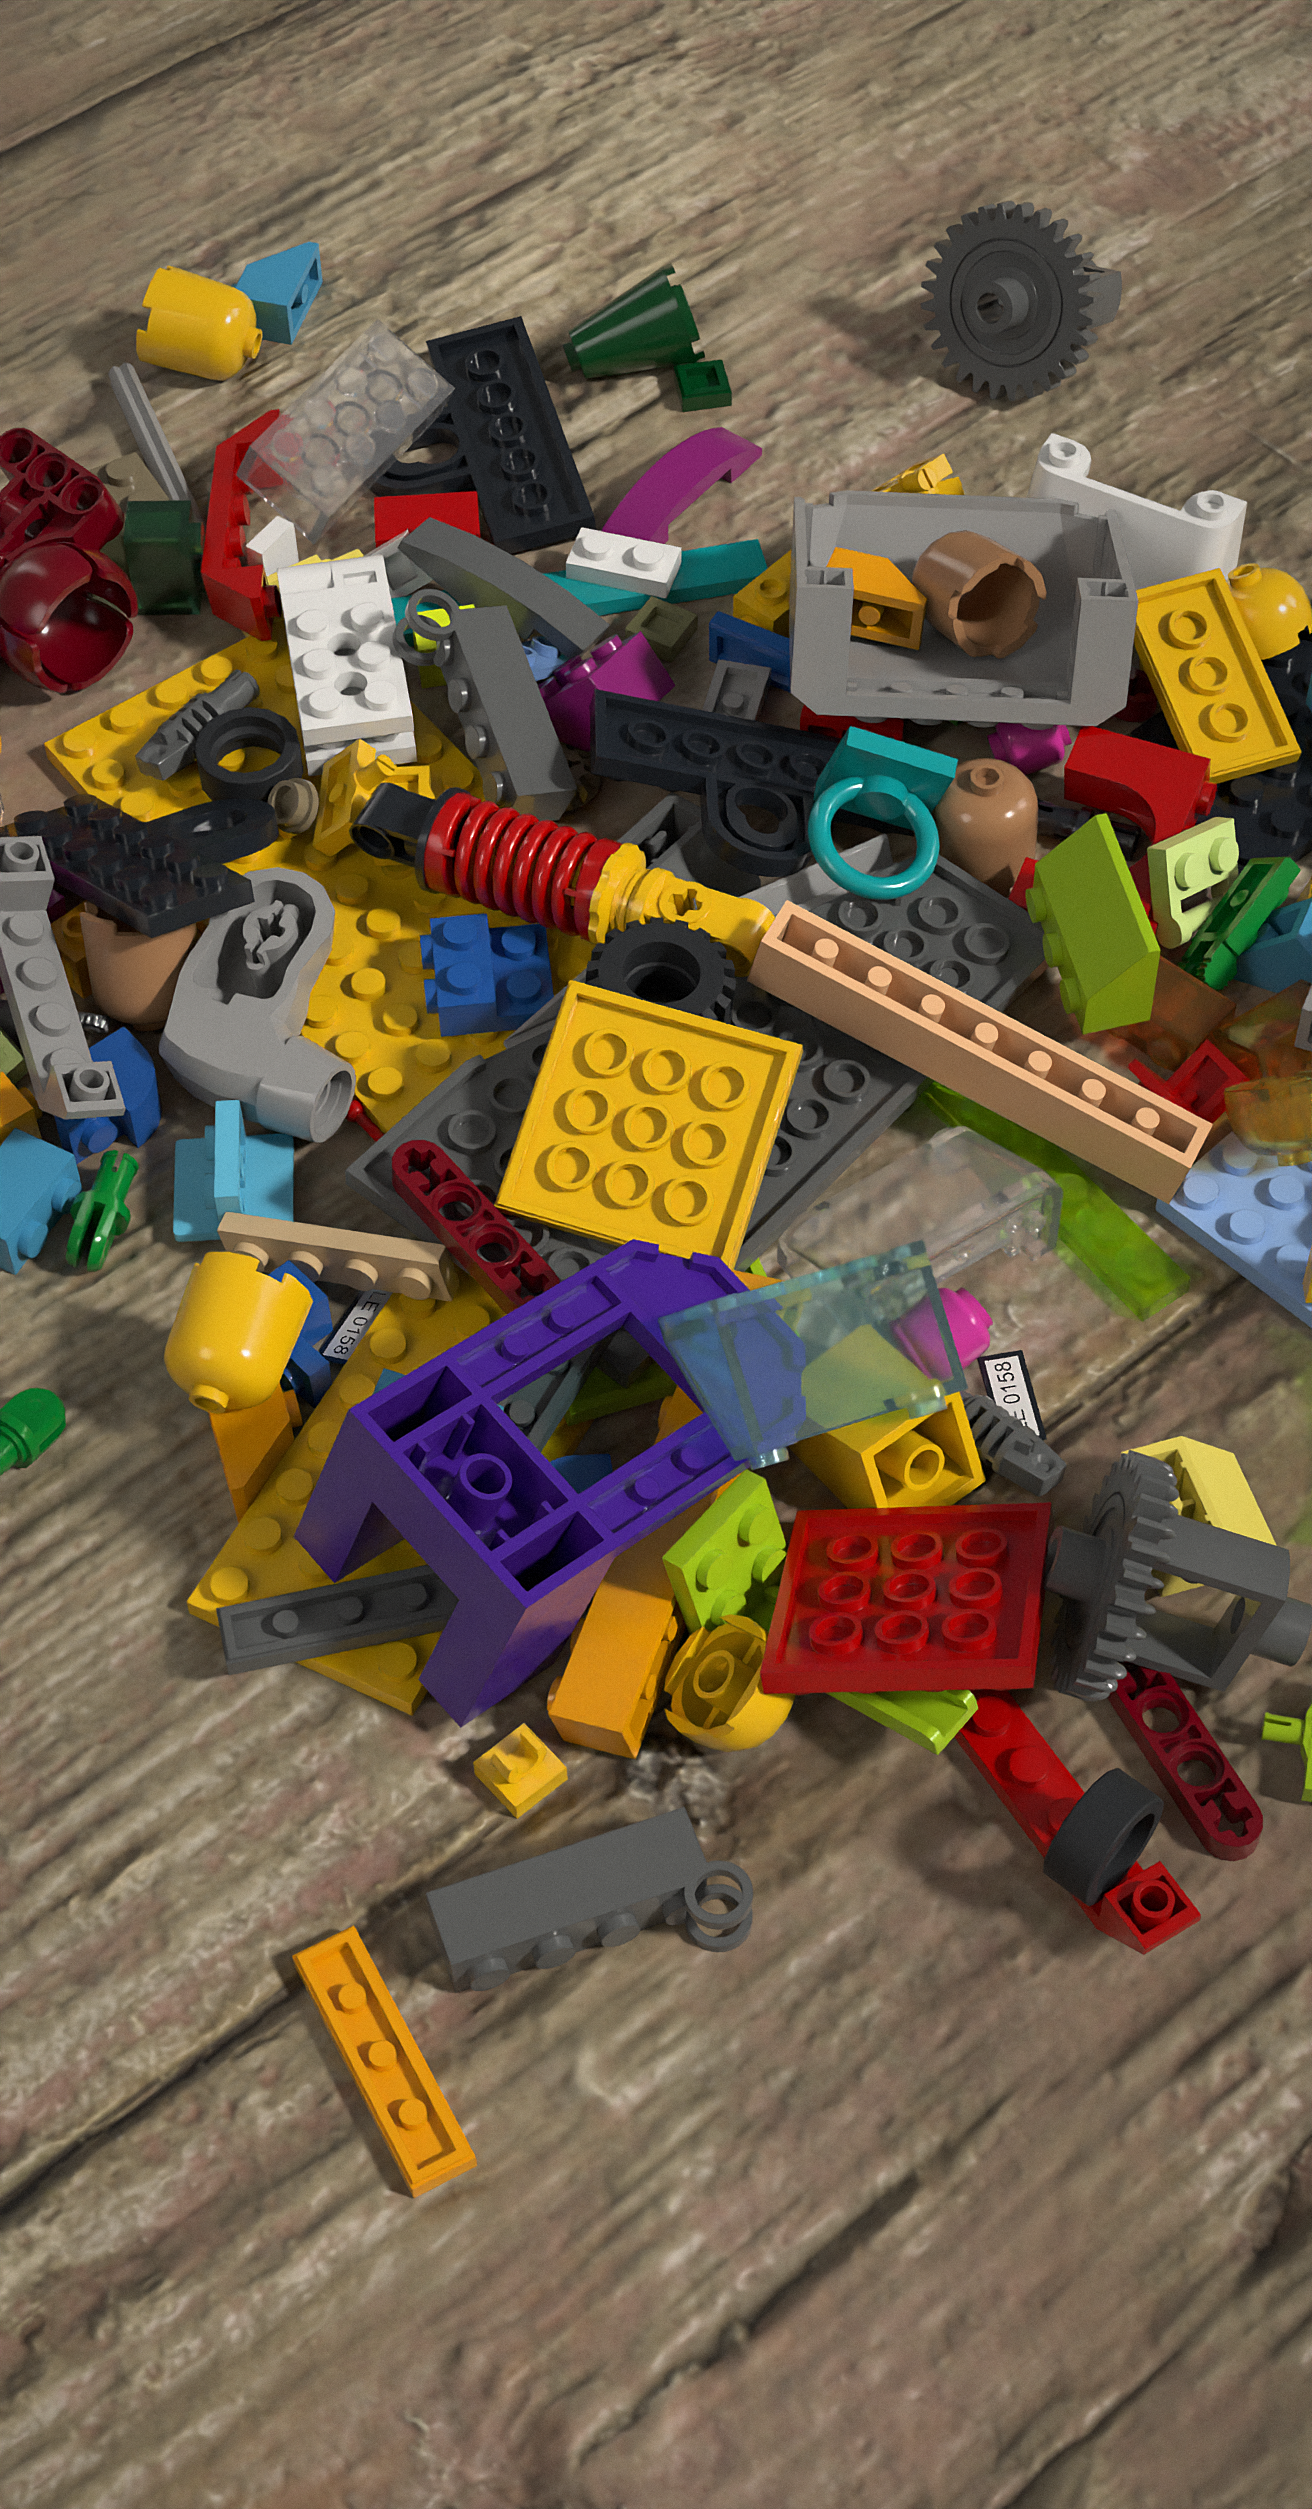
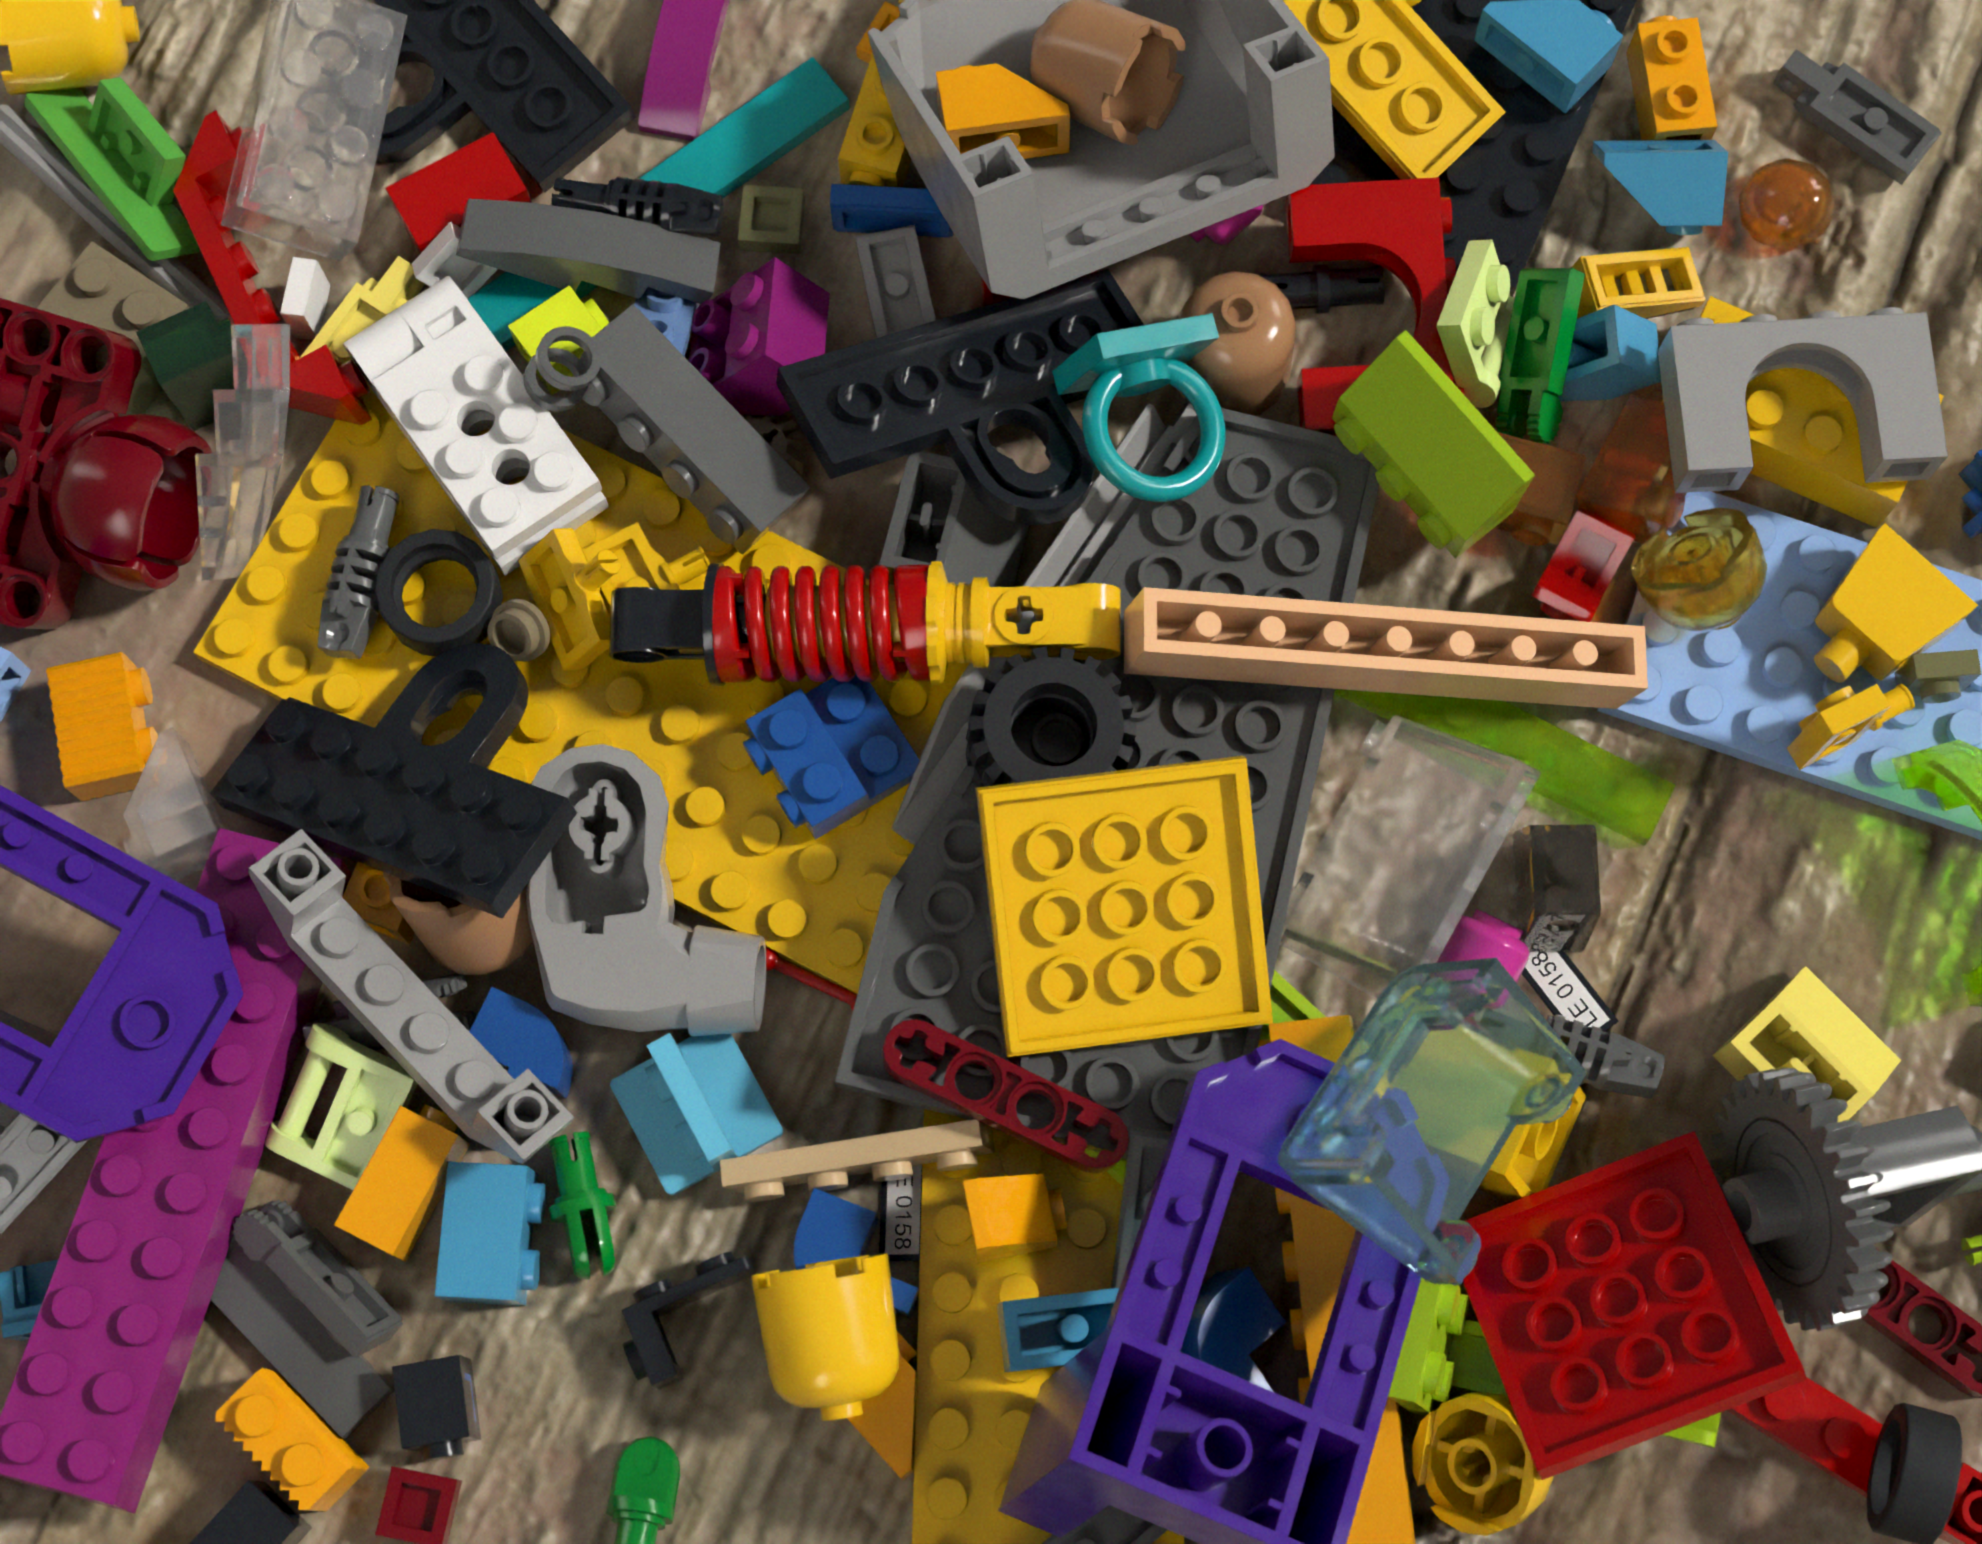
camera: 25 degrees left, 20 degrees up
(118, 1304) = (650, 1349): none -> black bracket
(154, 624) = (250, 429): none -> clear slope
(191, 421) = (122, 159): none -> bright green bracket
(423, 1317) = (1013, 1215): none -> light orange slope
(581, 580) = (654, 202): none -> black hinge
(623, 562) = (694, 151): white plate -> none
(1051, 1282) = (1555, 882): none -> clear smoke torso

